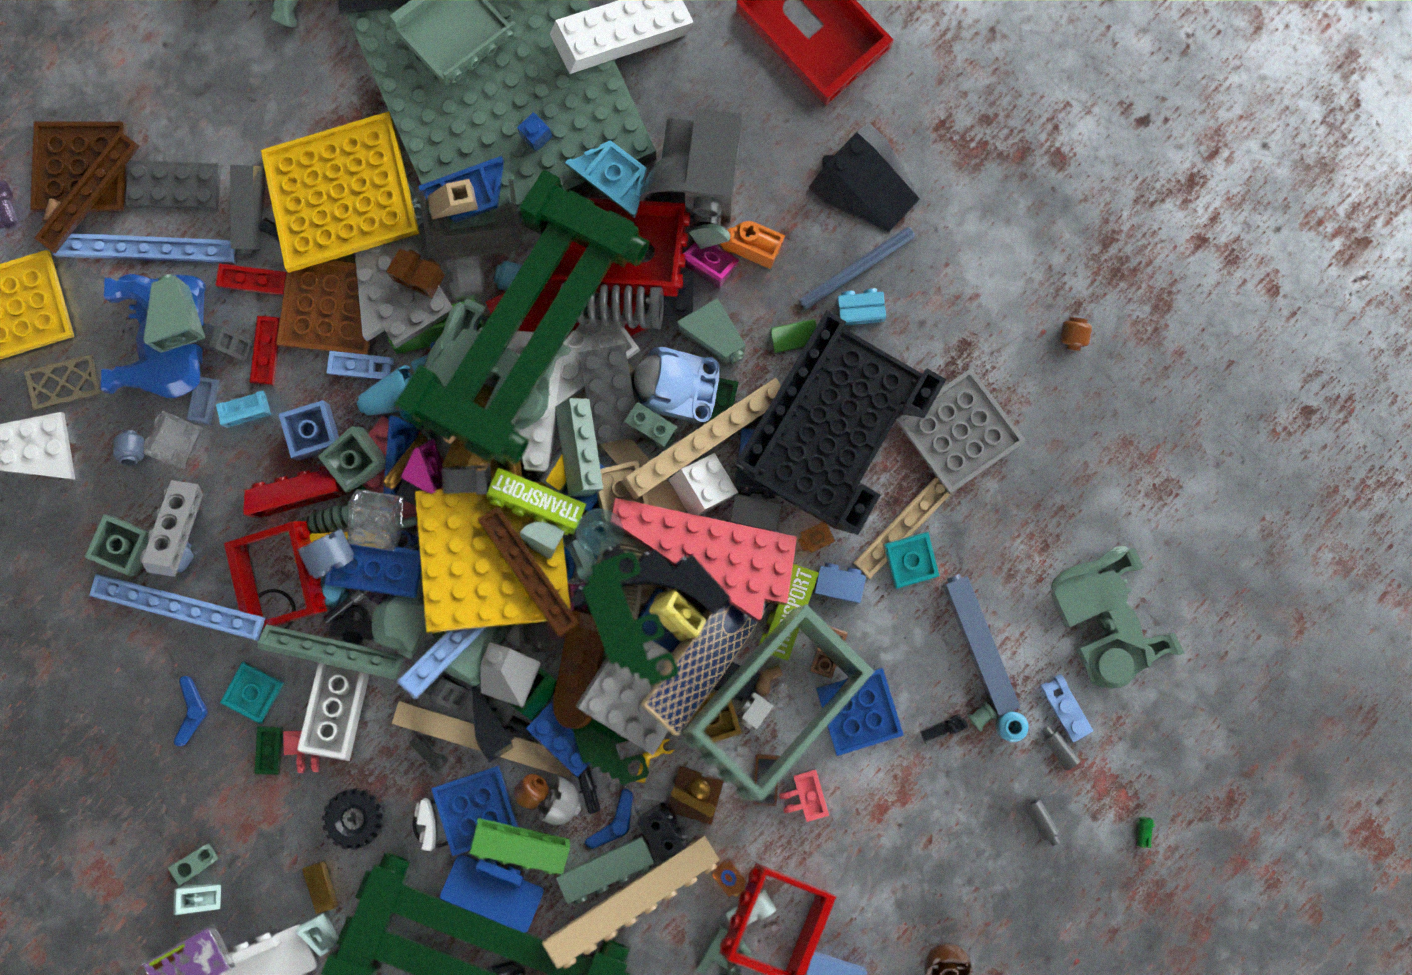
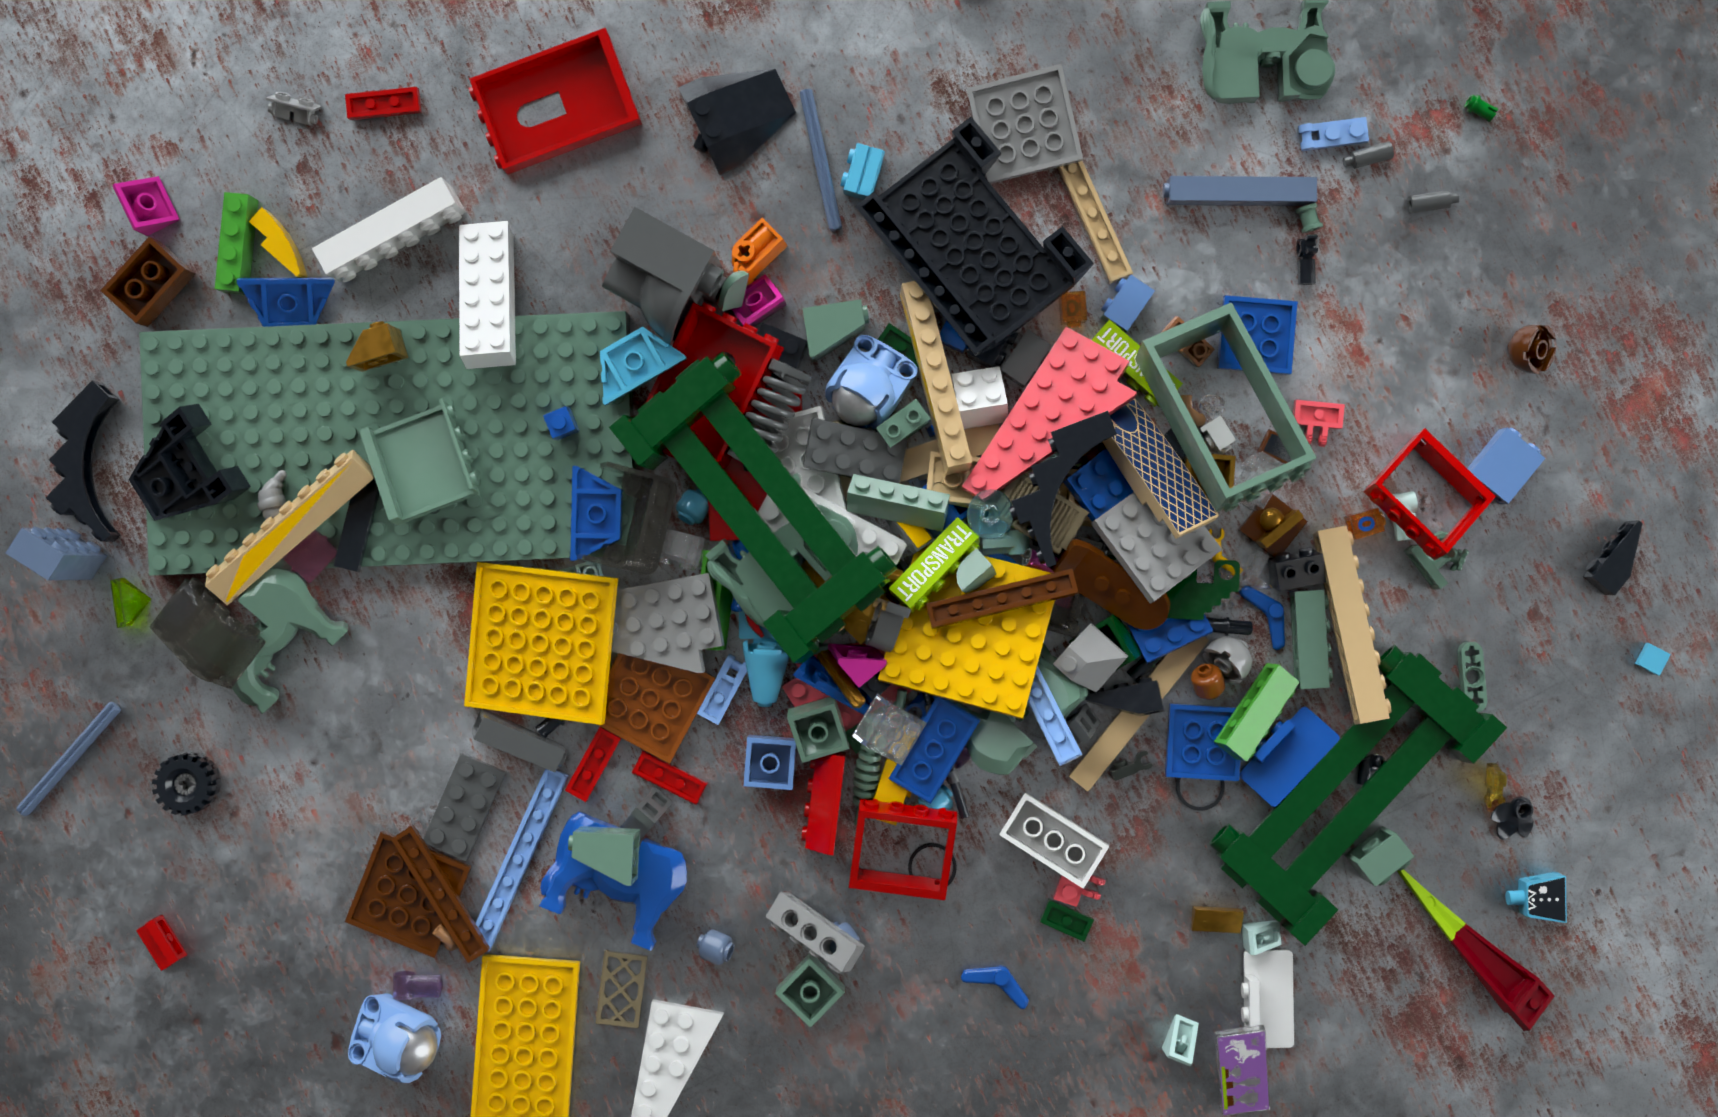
camera: 60 degrees left, 5 degrees up
(172, 440) = (726, 900): clear brick -> none
(177, 606) = (893, 956): light blue tile -> none
(193, 864) = (1147, 1032): sand green leg -> none
(203, 401) = (697, 858): sand blue tile -> none
(243, 409) = (720, 820): medium azure hinge -> none
(252, 692) = (1003, 915): teal tile -> none
(326, 552) = (905, 788): sand blue brick -> none
(330, 652) = (999, 822): sand green plate -> none
(345, 831) = (1176, 873): black bush -> none
(352, 630) = (982, 794): black plate -> none
(416, 274) = (659, 596): reddish brown brick -> none
(426, 816) = (1190, 791): white slope -> none
(452, 199) = (601, 531): tan slope -> none
(614, 621) = (1089, 532): dark green piece -> none
(677, 615) = (1102, 470): light yellow brick -> none
(792, 335) = (864, 250): bright green slope -> none
(911, 560) = (1131, 224): teal tile -> none
(1018, 730) = (1332, 193): medium azure head -> none

